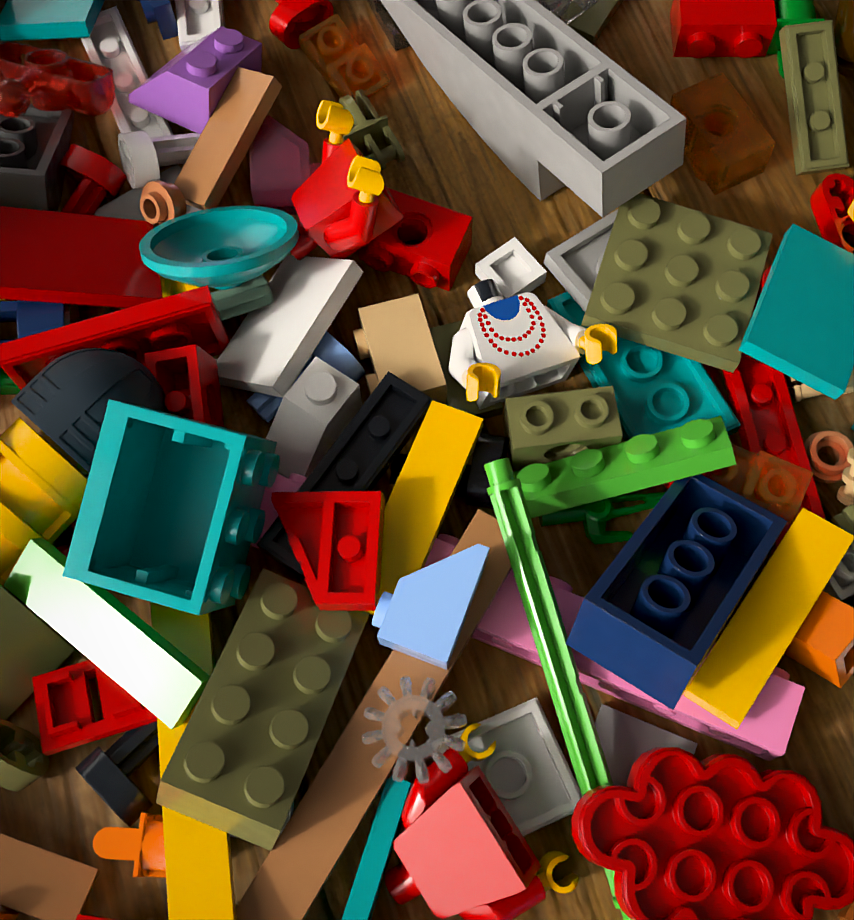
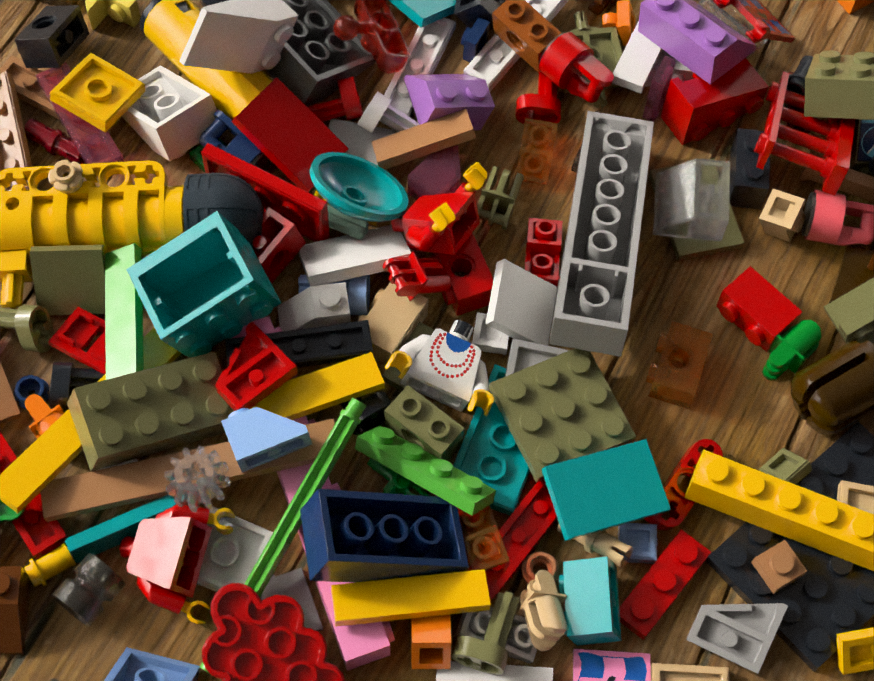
camera: 40 degrees right, 5 degrees down
(70, 823) = (28, 384): none -> dark blue plate
(161, 202) = (361, 143): nougat plate -> none
(385, 277) = (416, 275): none -> red arm
(462, 152) = (543, 249): none -> red slope
(509, 214) = (521, 304): none -> white tile
(814, 97) = (750, 393): olive tile -> none

